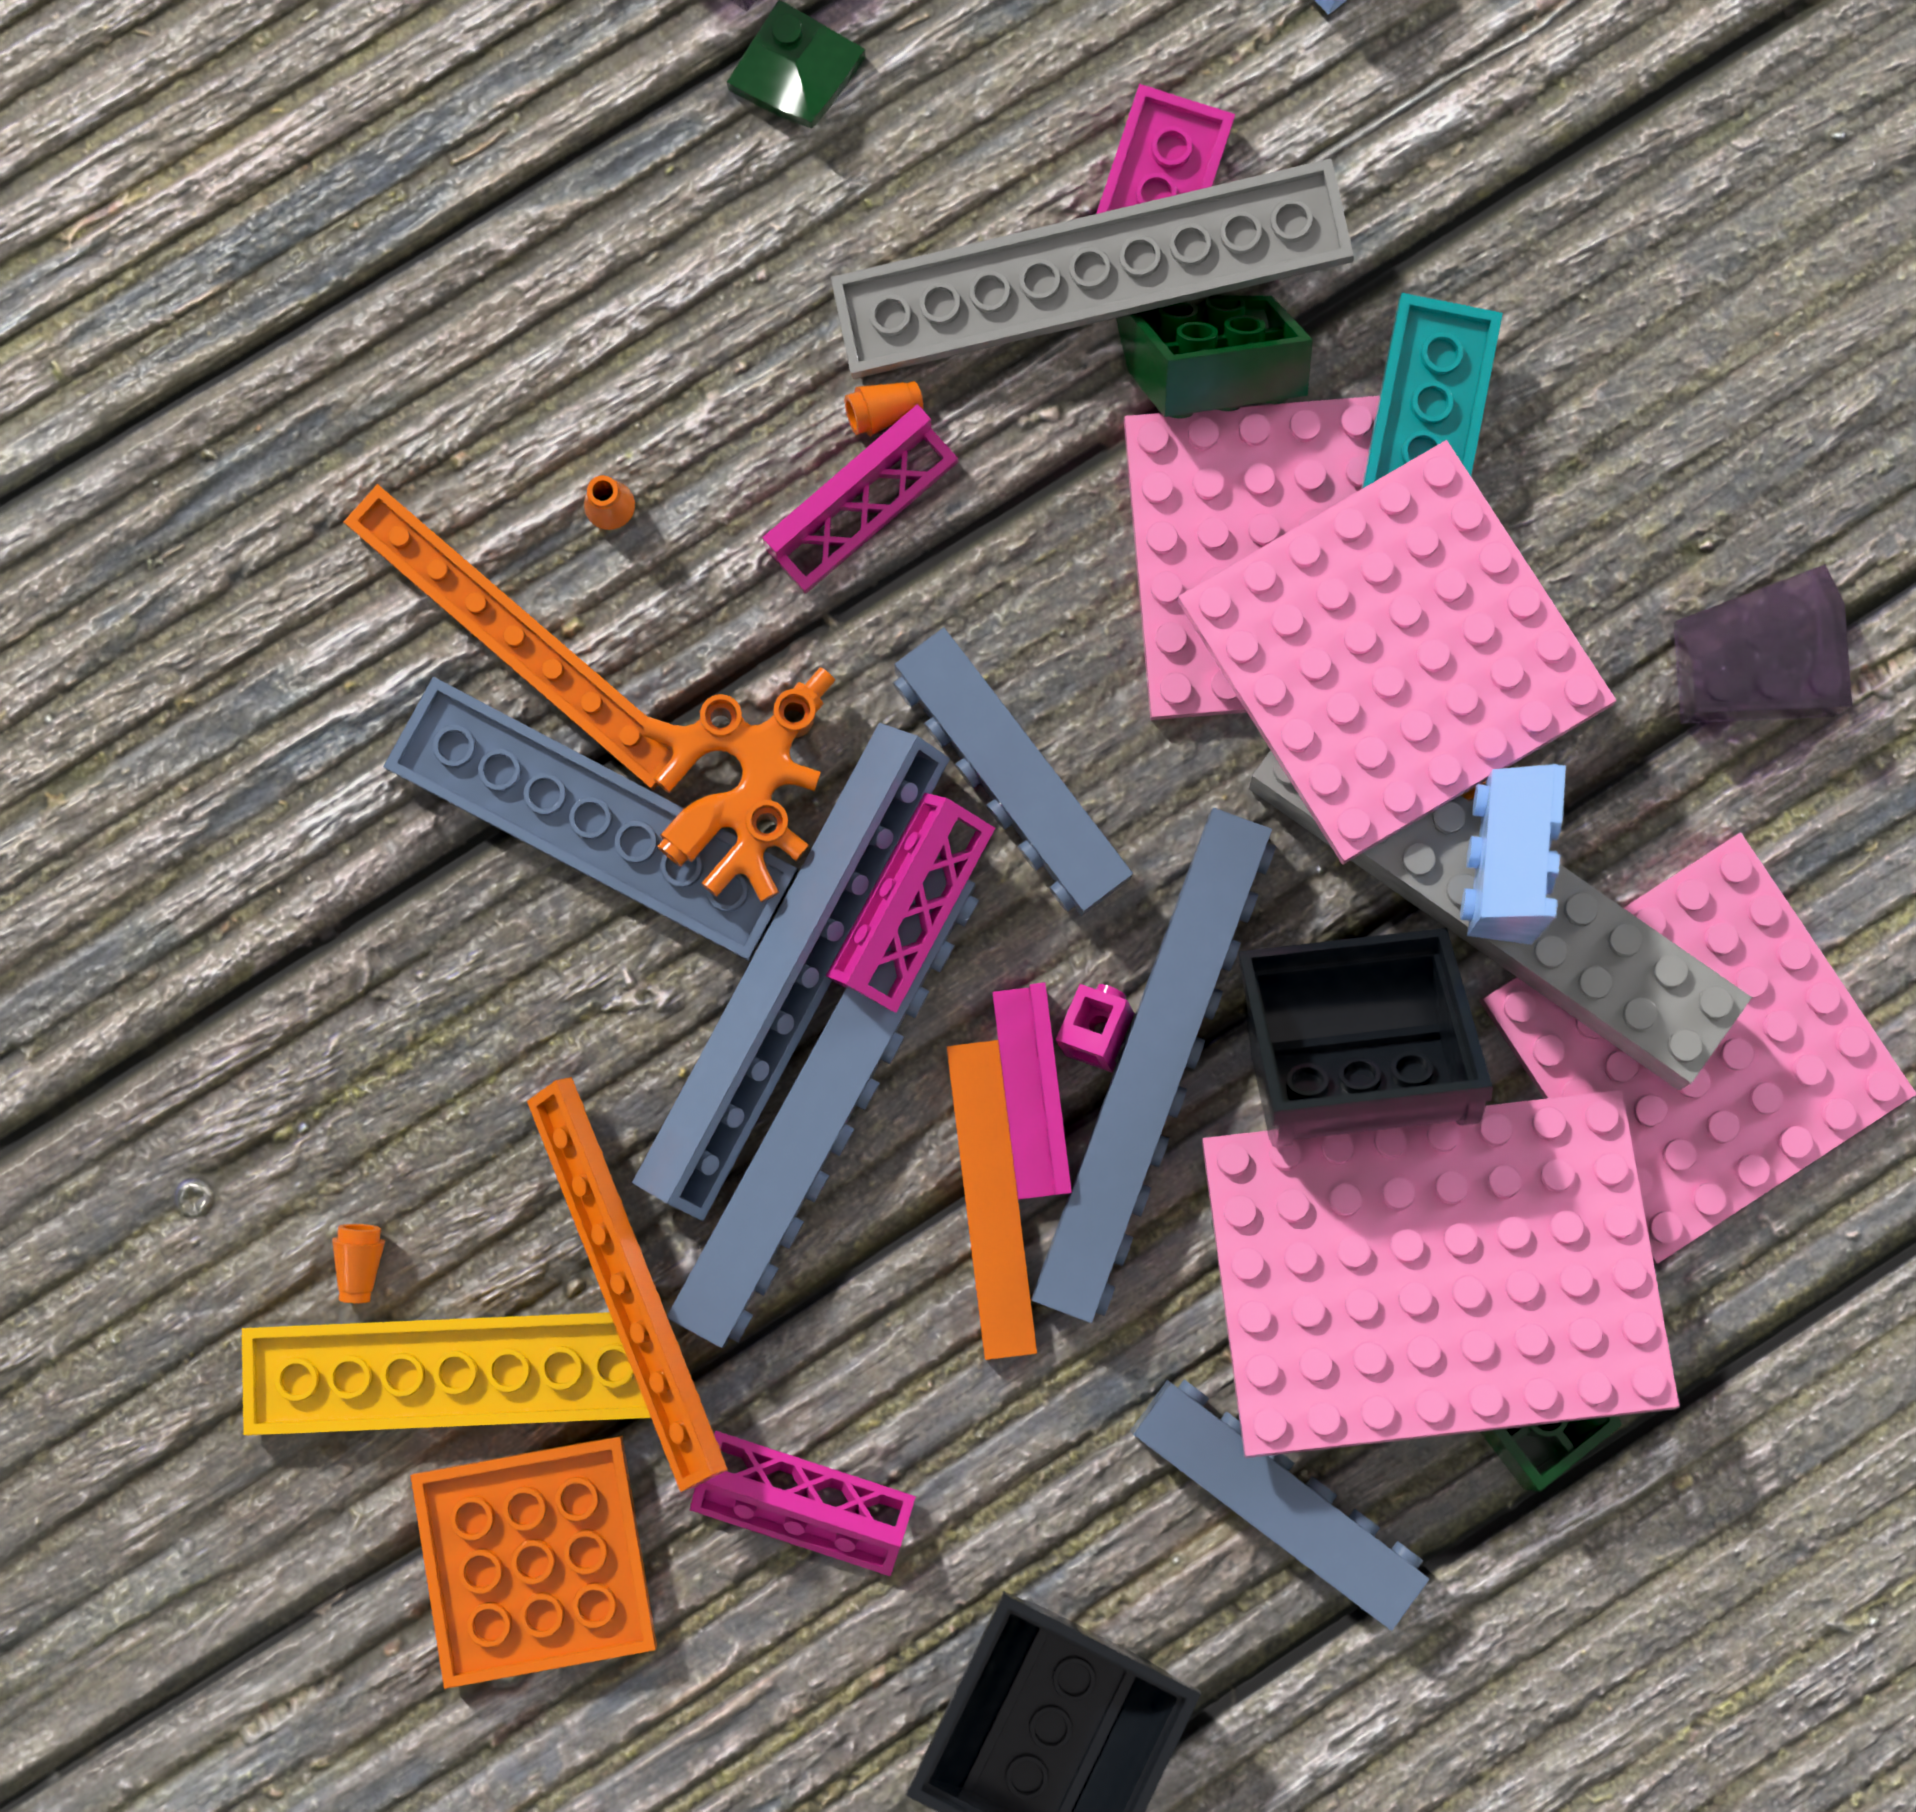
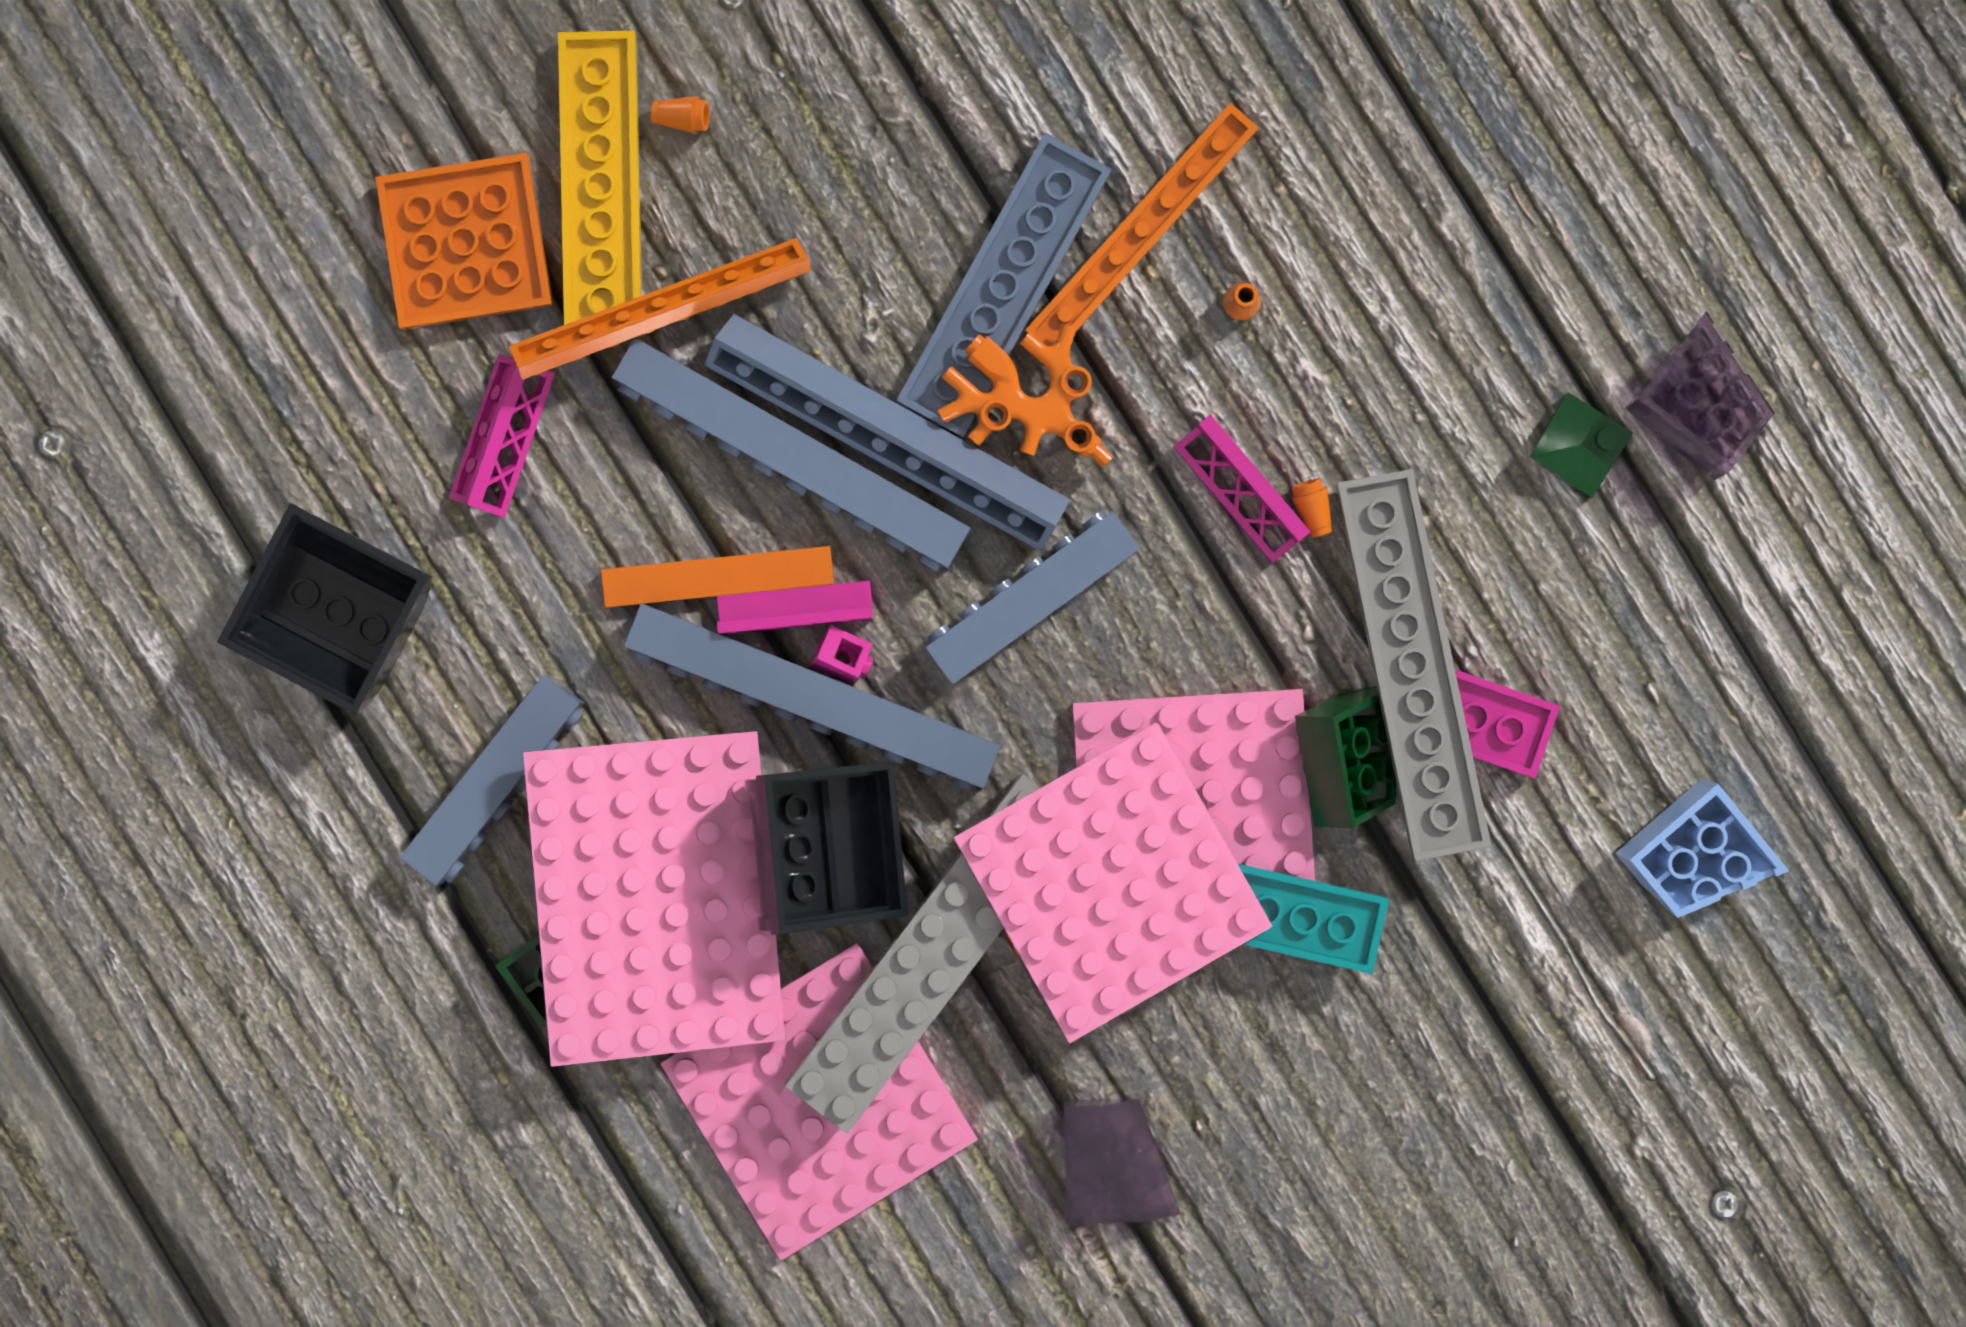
camera: 90 degrees right, 5 degrees up
(894, 893) = (935, 506): dark pink fence -> none
(1513, 854) = (954, 959): light blue wedge -> none

